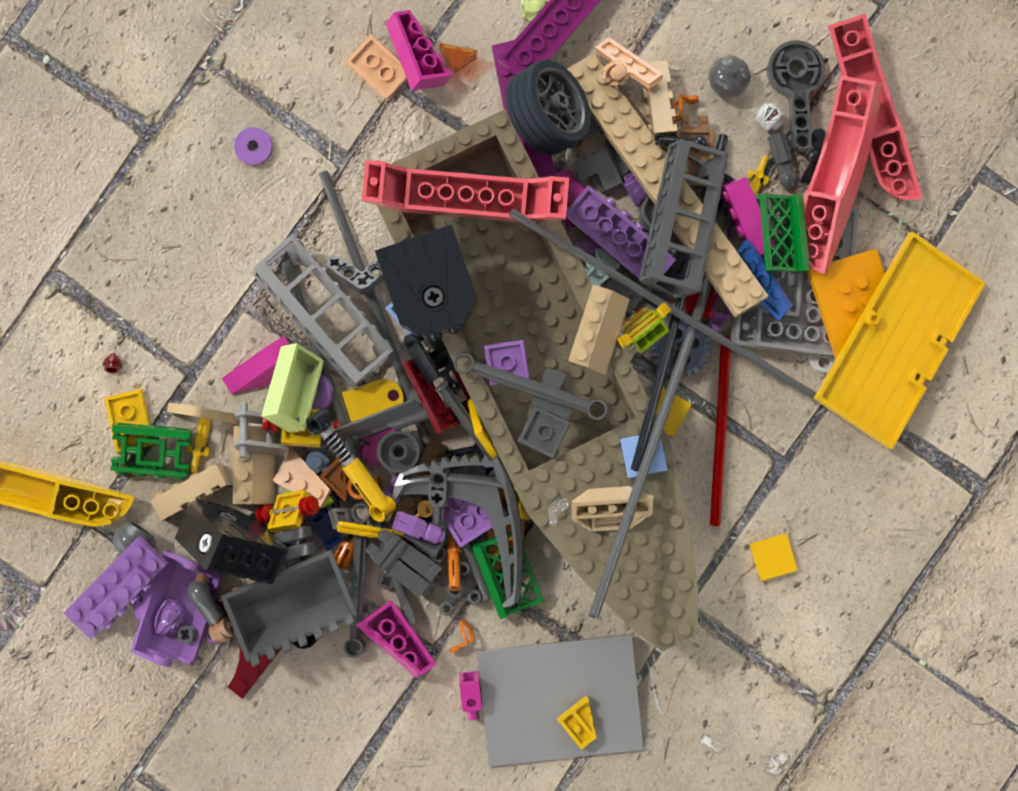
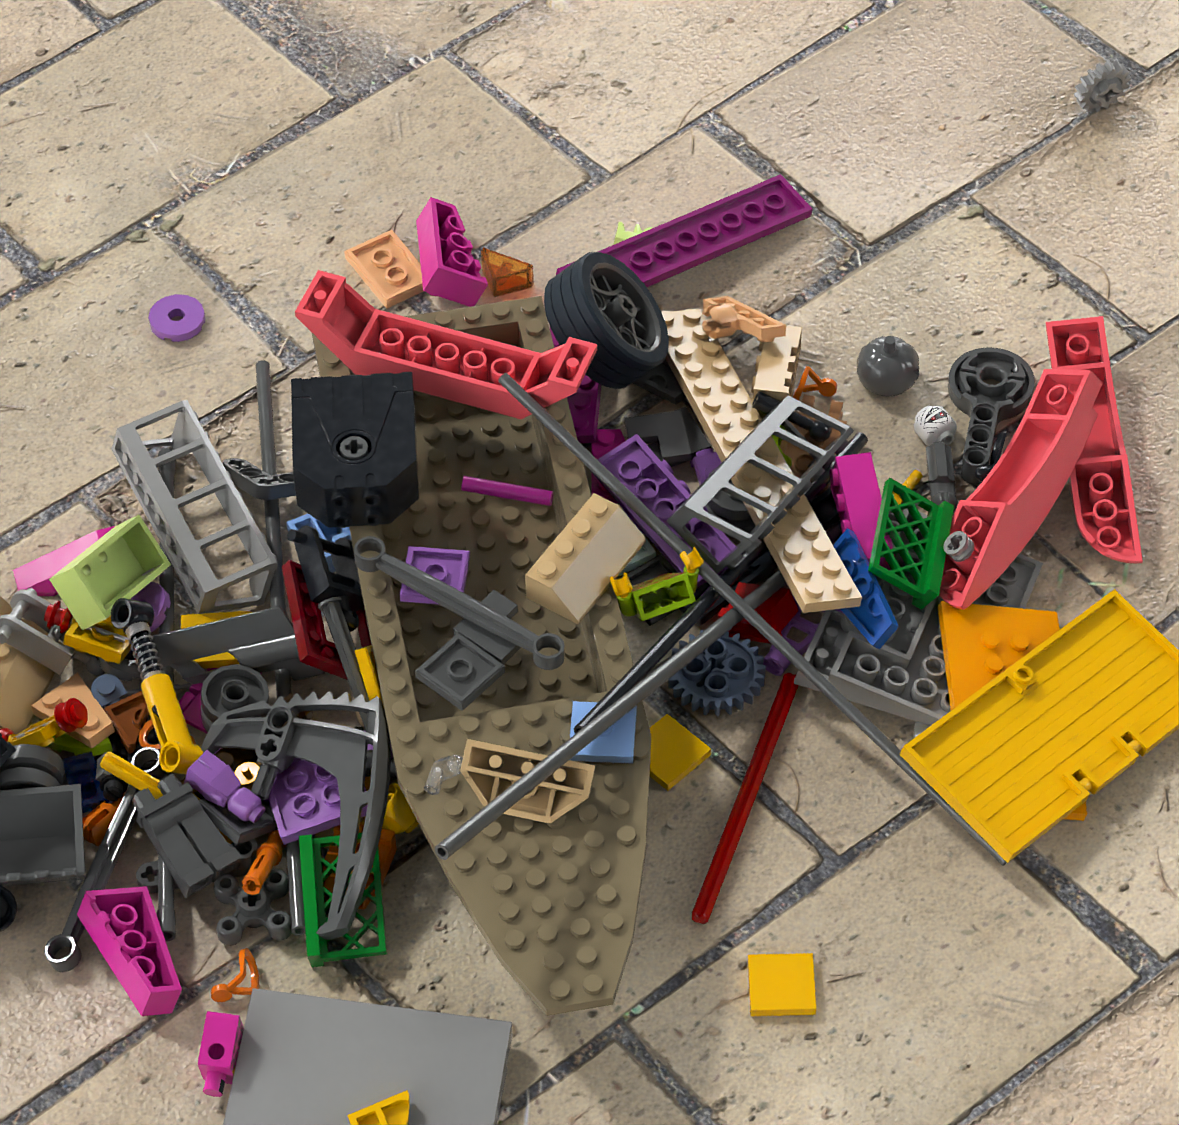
camera: 20 degrees right, 35 degrees down
(532, 284) = (507, 490): none -> magenta piece
(820, 231) = (962, 552): none -> light grey bush

